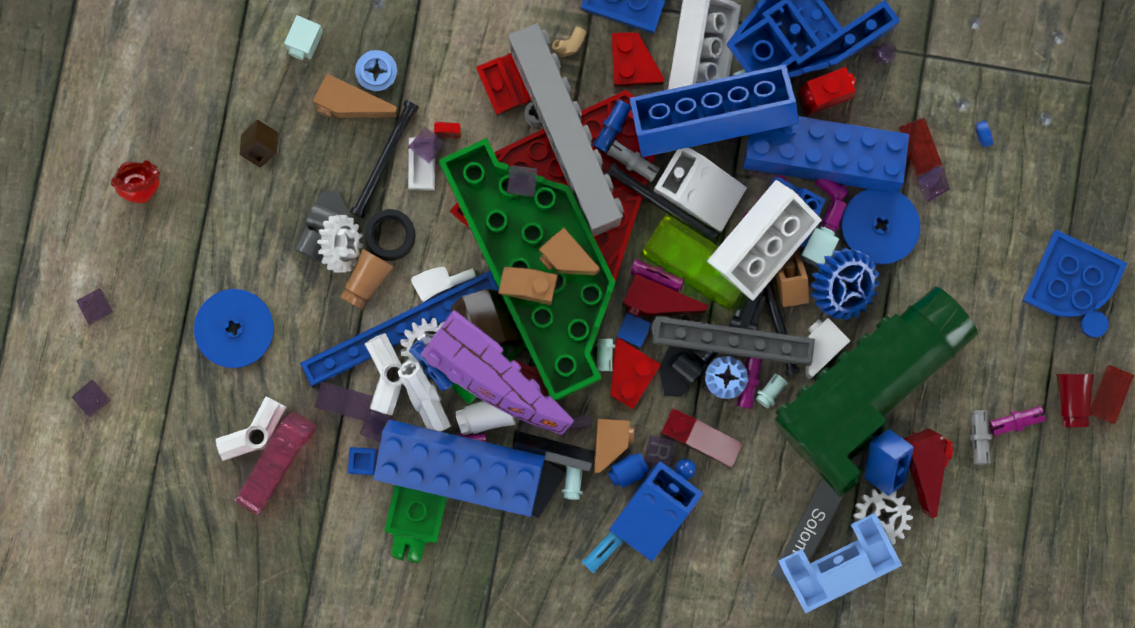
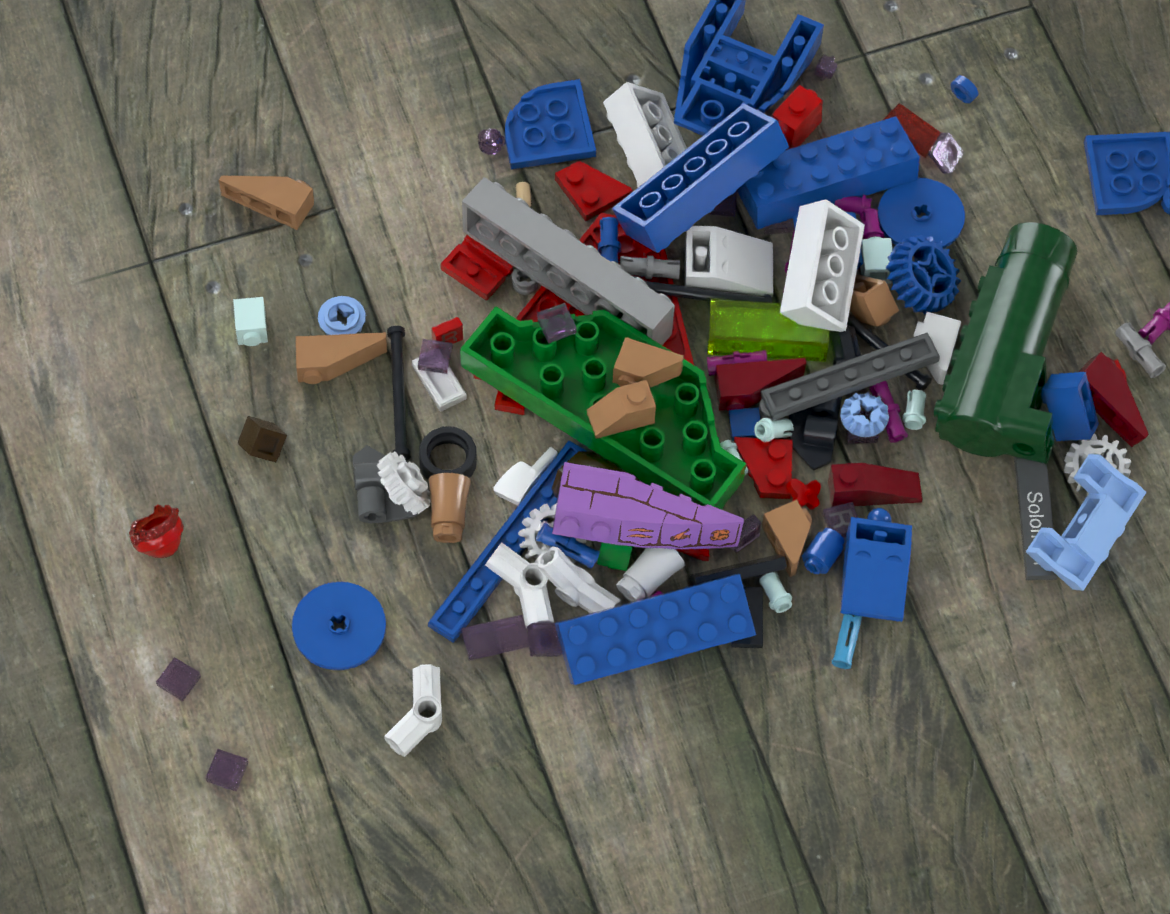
camera: 25 degrees left, 20 degrees down
(274, 462) = (461, 728): clear pink beam -> none
(362, 461) = (548, 684): blue tile -> none
(413, 521) = (638, 708): green plate -> none
(642, 414) = (804, 493): none -> red piece
(644, 348) = (769, 429): none -> light aqua pin

